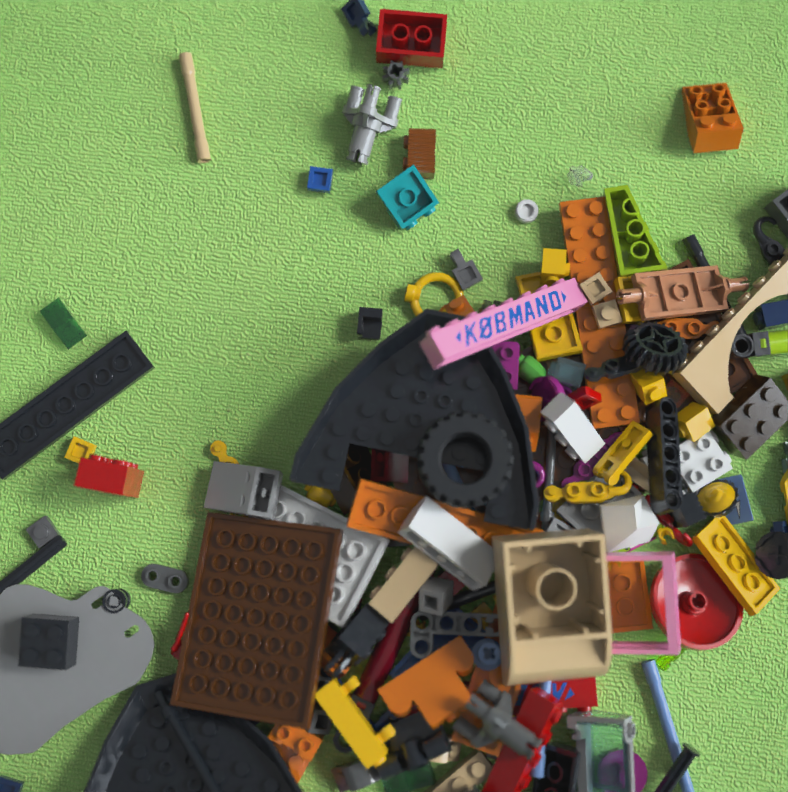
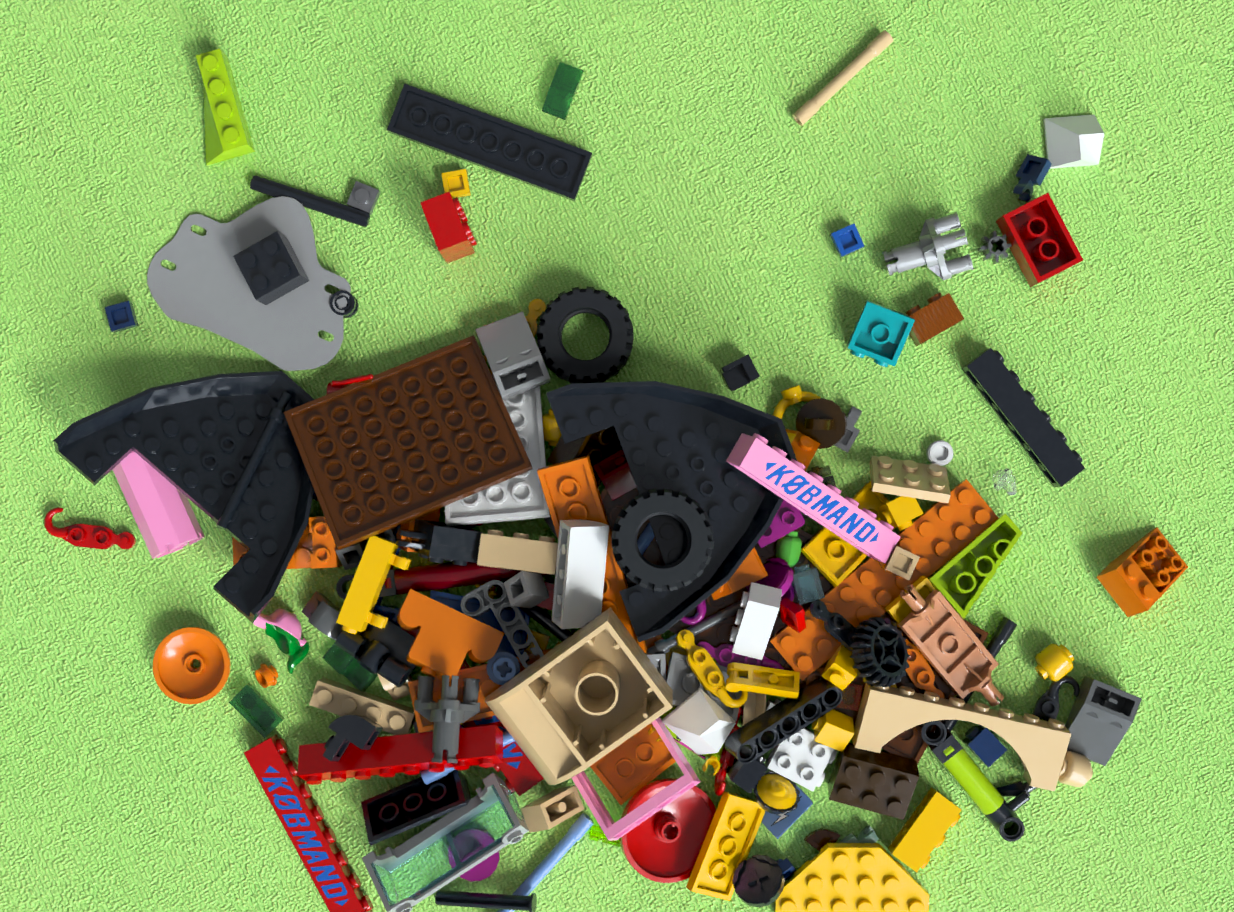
camera: 60 degrees right, 5 degrees up
(164, 578) = (391, 334): dark grey plate -> none
(239, 405) = (577, 302): none -> black tyre
(447, 283) = (822, 422): none -> dark brown tile
(533, 244) = (909, 479): none -> tan plate
(538, 132) = (1023, 417): none -> black brick
(606, 314) = (884, 588): tan plate -> none
(624, 685) = (552, 808): none -> tan brick
(740, 223) = (1054, 662): none -> yellow head
(771, 485) = (821, 837): none -> reddish brown tile

